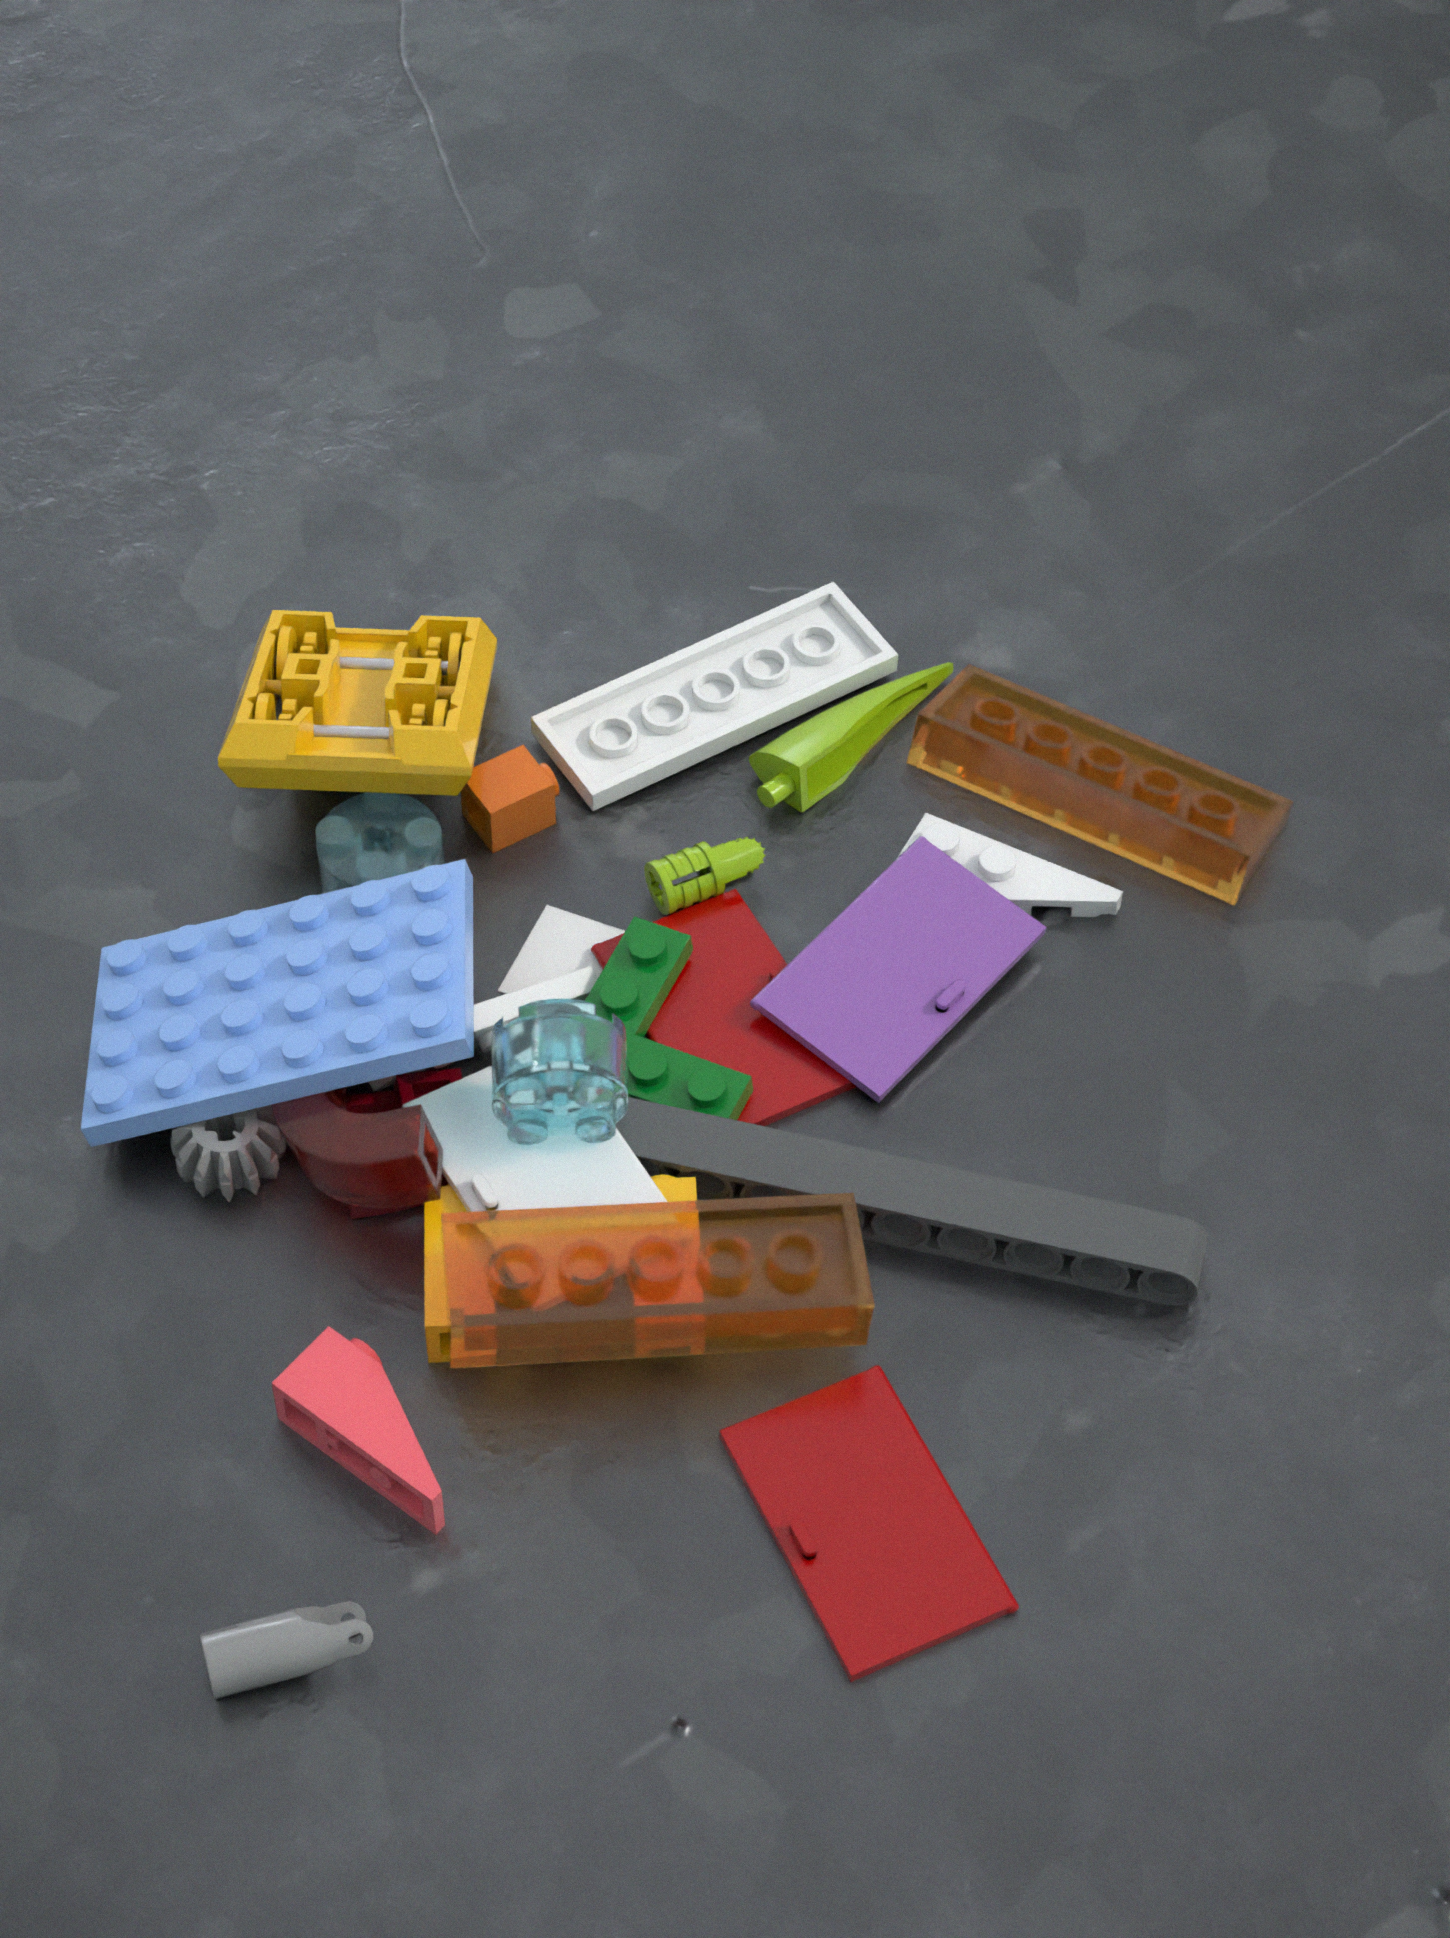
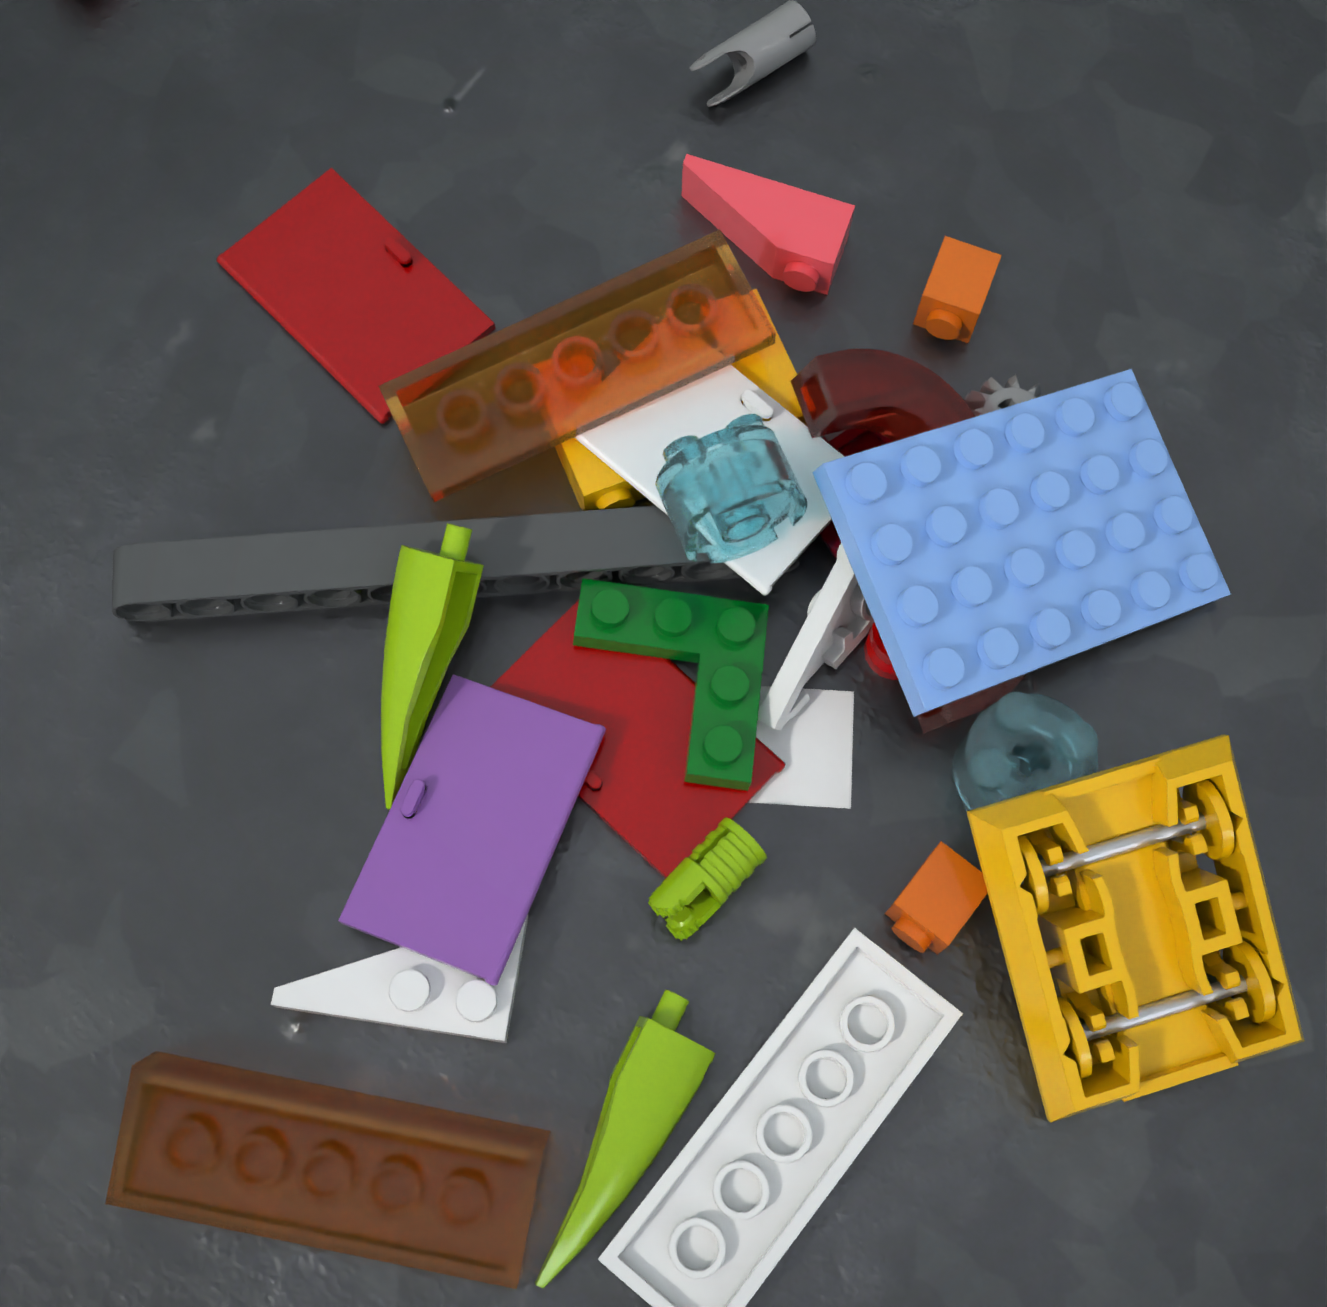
camera: 160 degrees right, 20 degrees up
(201, 1291) = (956, 290): none -> orange brick
(899, 1103) = (425, 625): none -> lime piece

